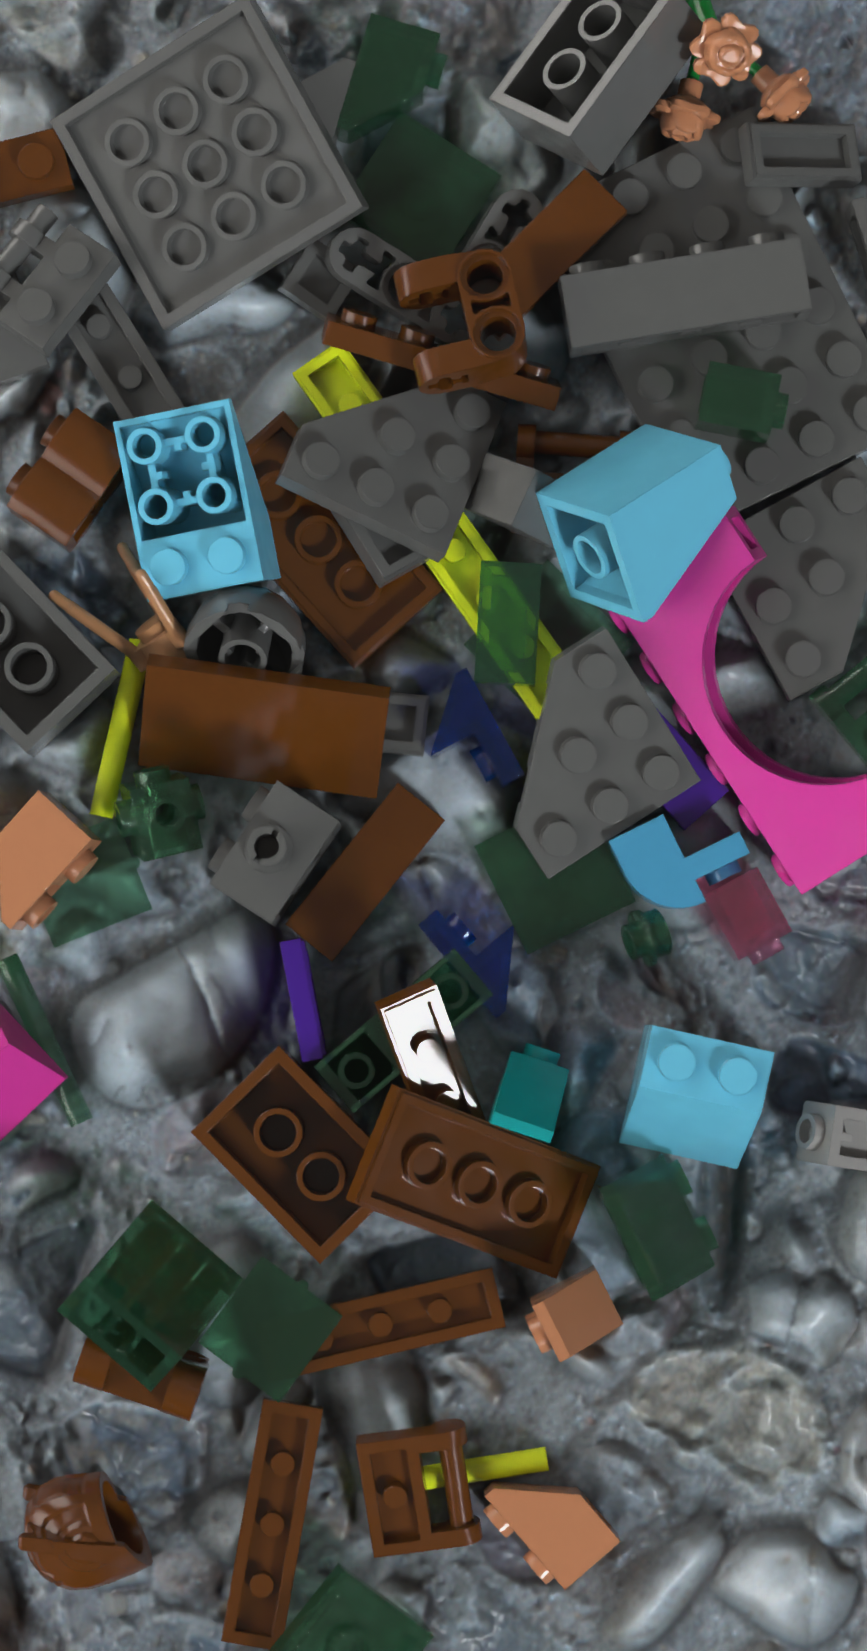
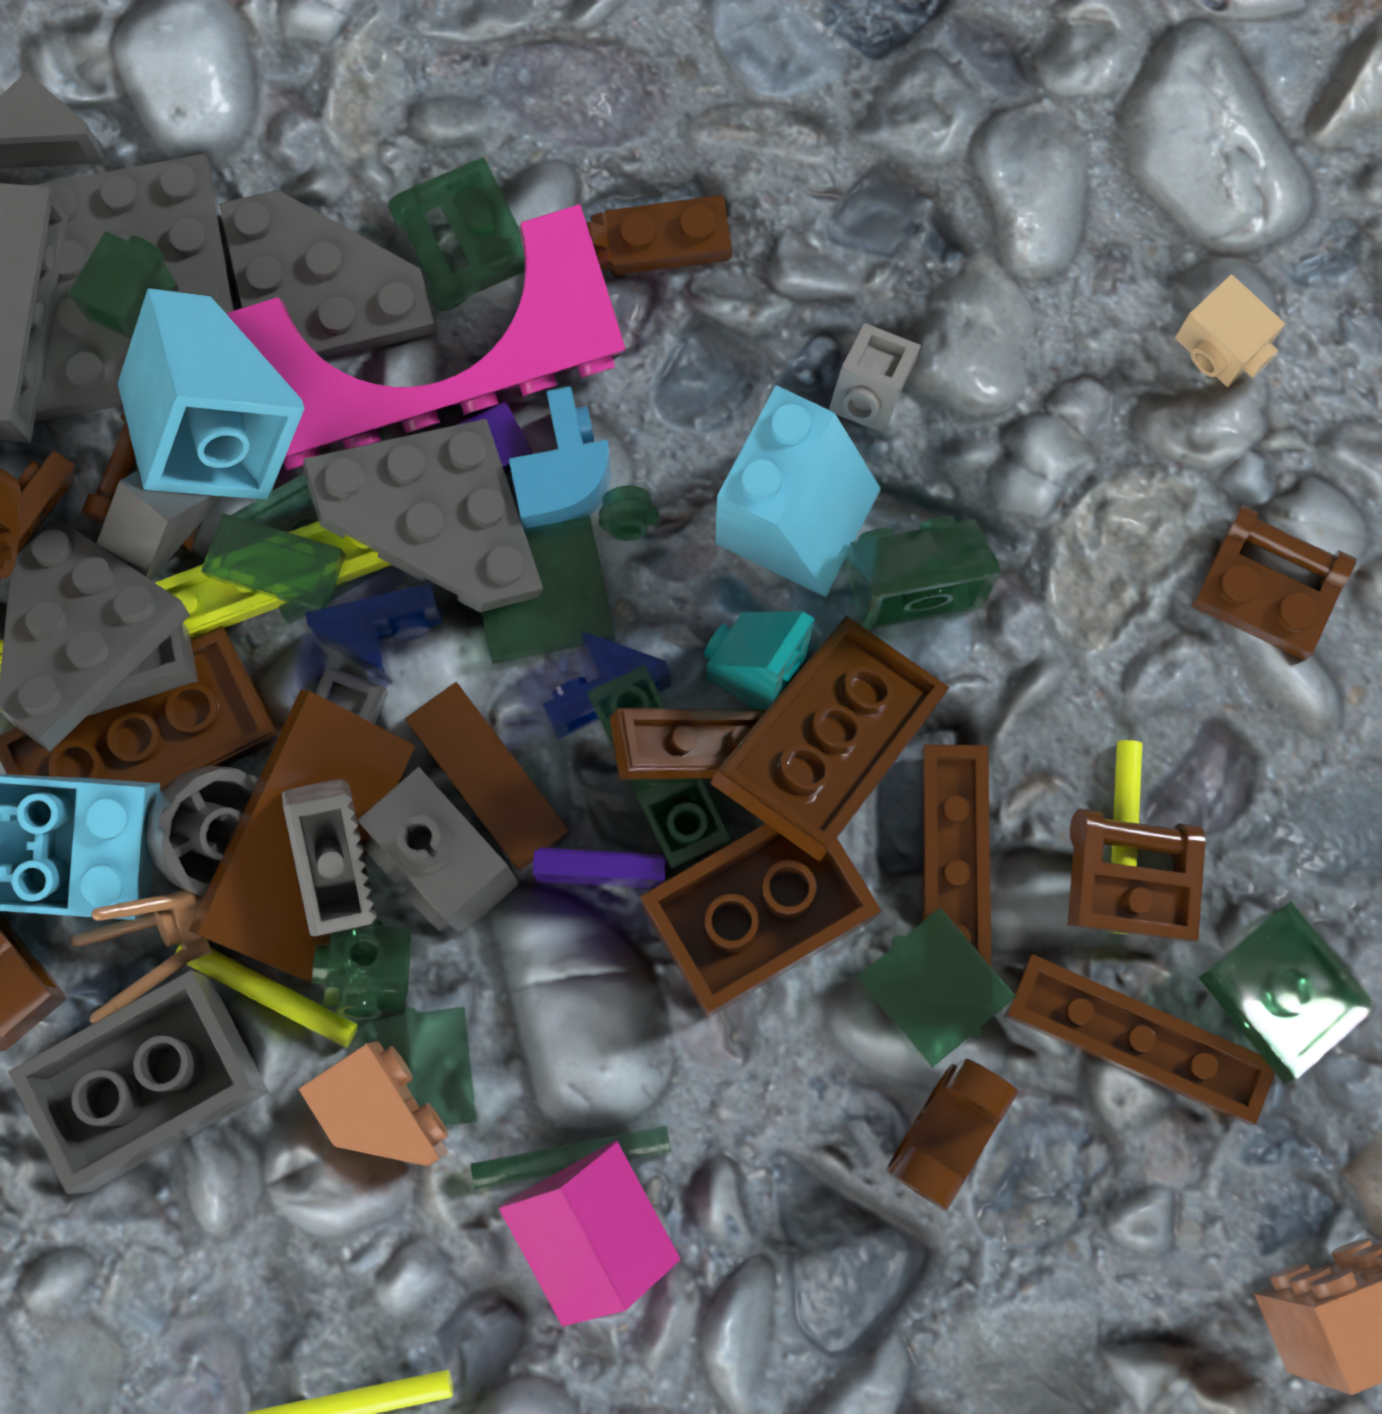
camera: 75 degrees left, 10 degrees down
(82, 1532) = (1110, 1247): reddish brown helmet -> none
(151, 1295) = (874, 1102): clear green brick -> none
(243, 760) = (328, 857): none -> dark grey brick
(556, 1525) = (1202, 744): nougat slope -> none
(572, 1314) = (991, 674): nougat slope -> none
(718, 1560) = (1264, 599): none -> reddish brown plate
(747, 917) = (635, 411): clear pink brick -> none

